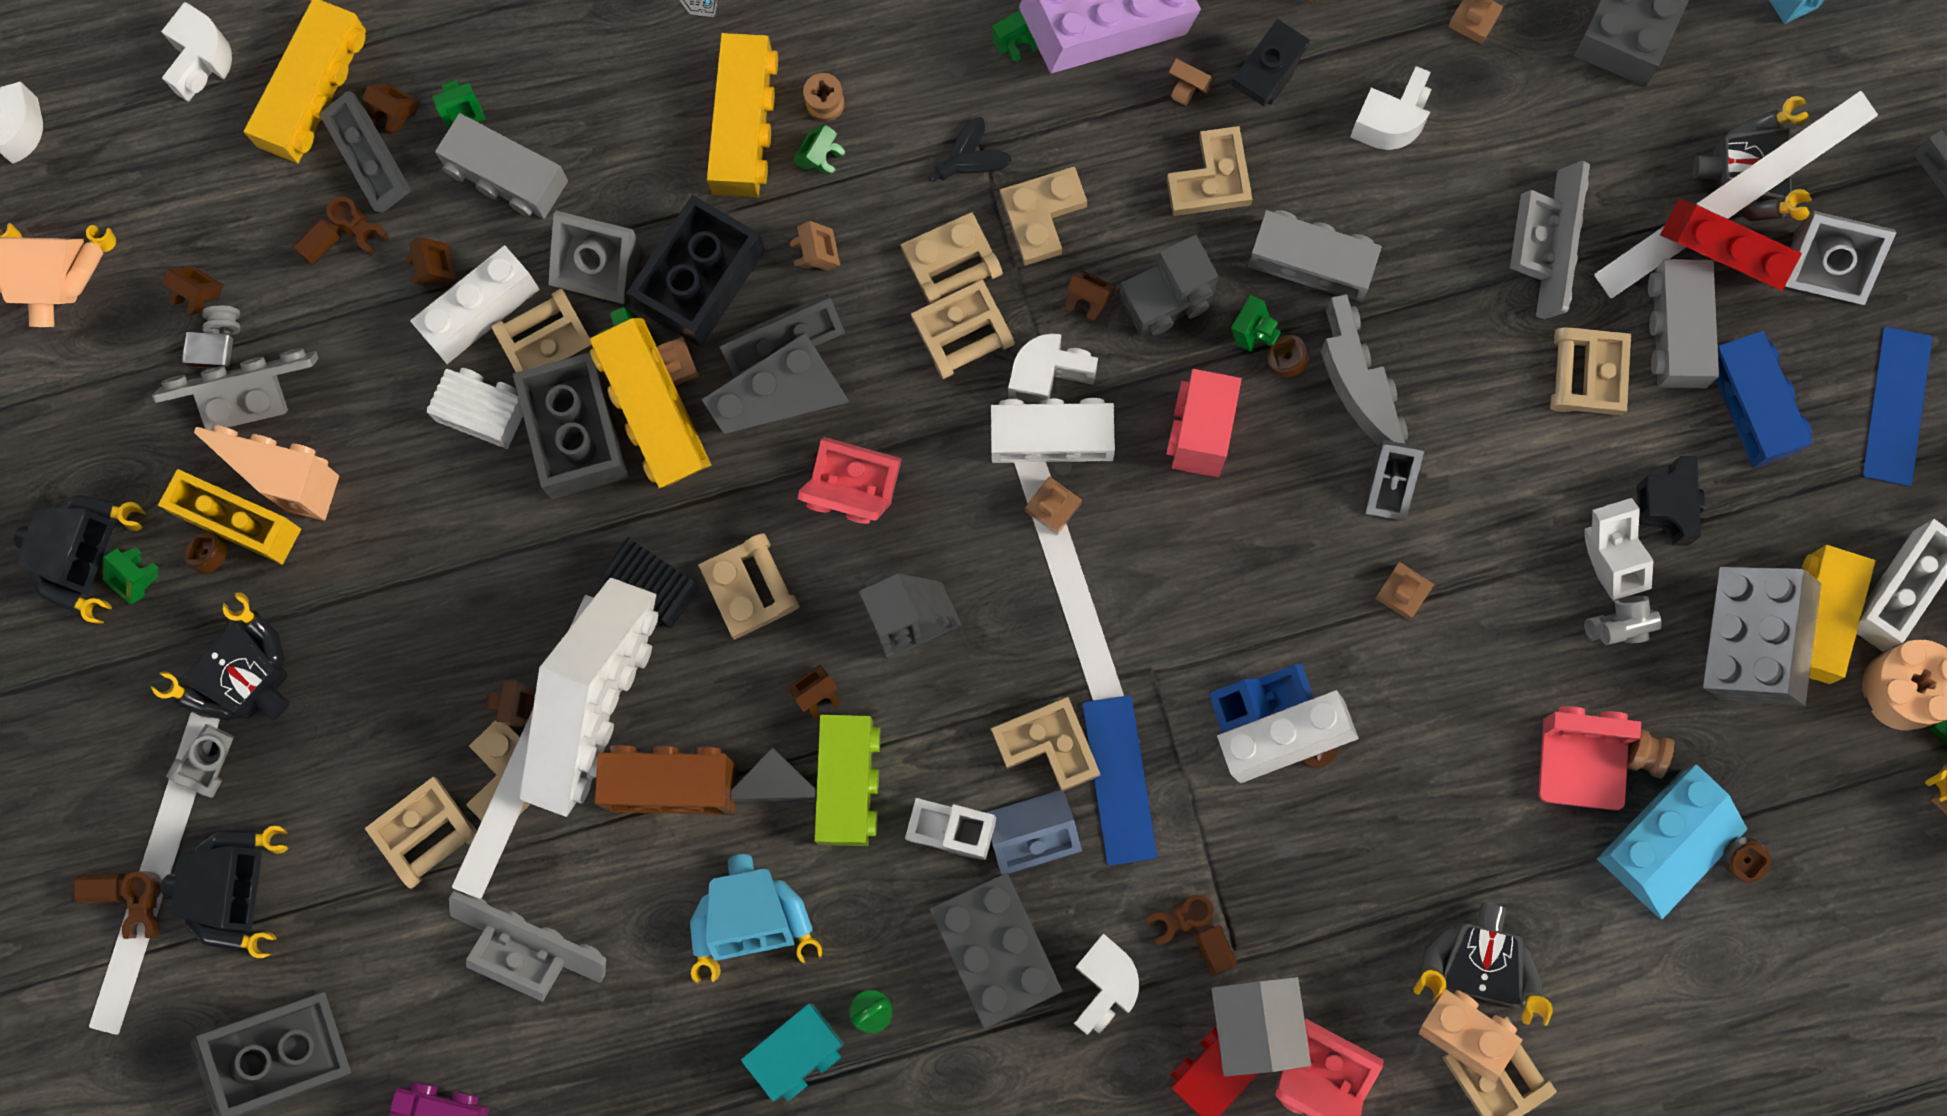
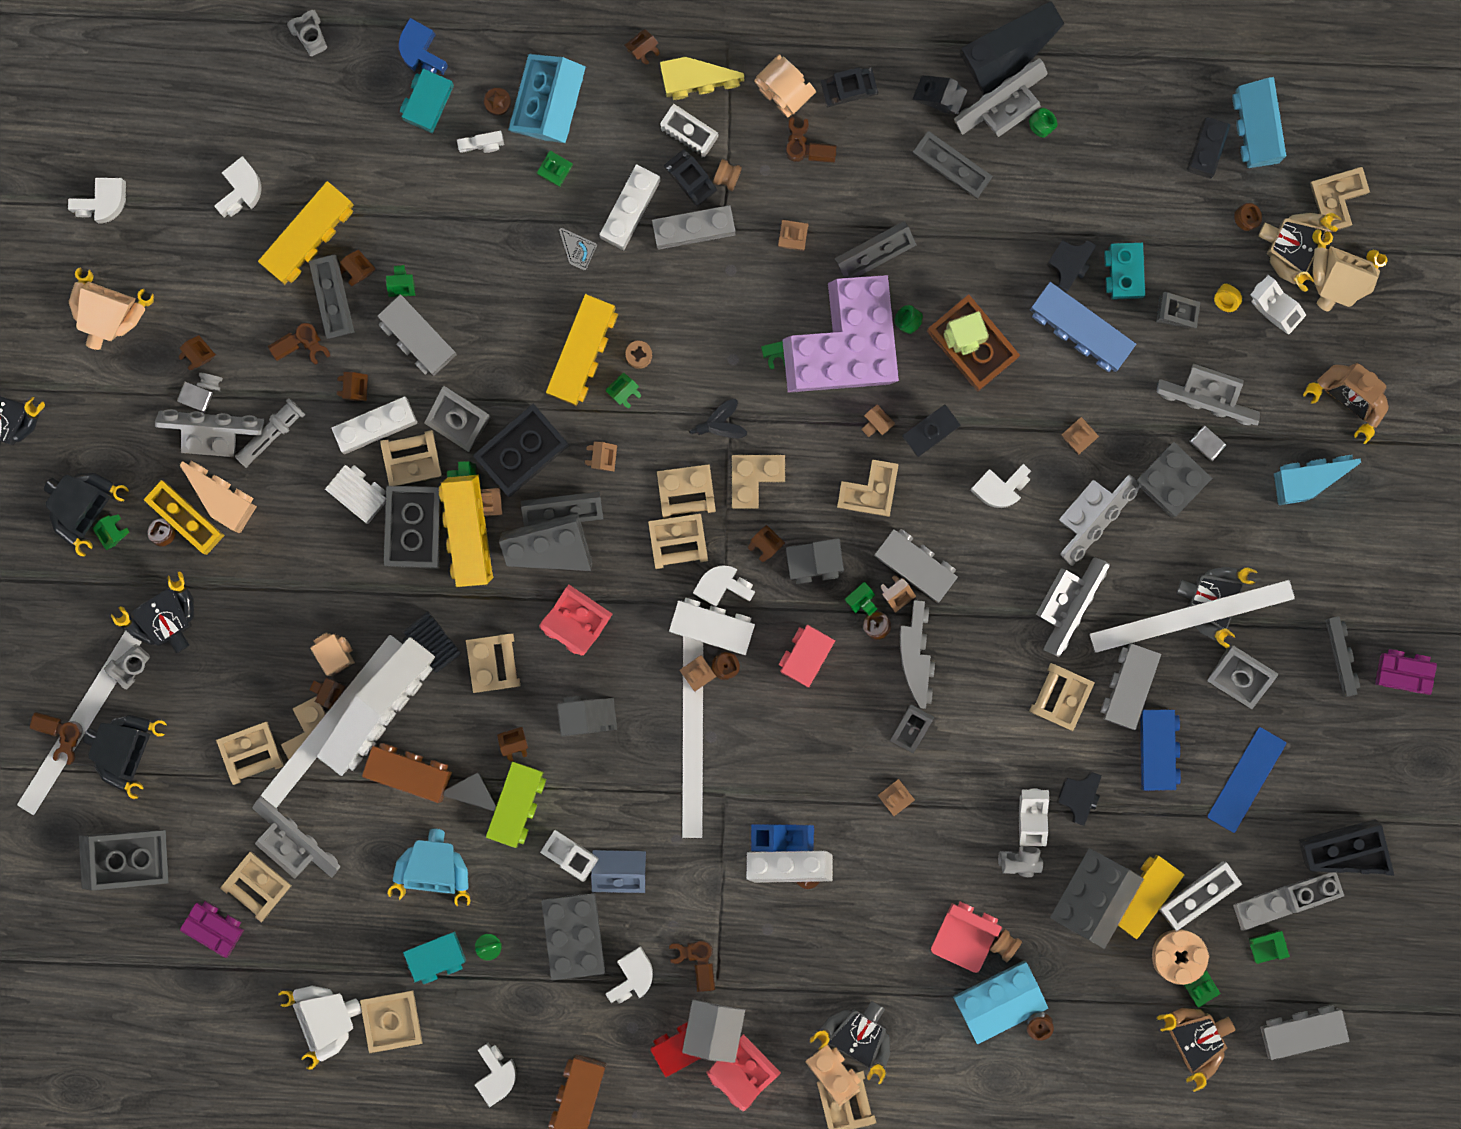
camera: 15 degrees right, 10 degrees up
(337, 348) = (278, 424): none -> light grey pin
(490, 1019) = (262, 880): none -> tan plate
(503, 641) = (332, 653): none -> light nougat brick
(1051, 732) = (651, 815): tan plate -> none
(1090, 481) = (725, 666): none -> reddish brown tile
(1121, 782) = (682, 856): blue sticker -> none
(1303, 302) = (898, 594): none -> medium nougat tile
(1535, 109) = (1093, 513): none -> light grey bracket
(1730, 244) = (1175, 648): red brick -> none

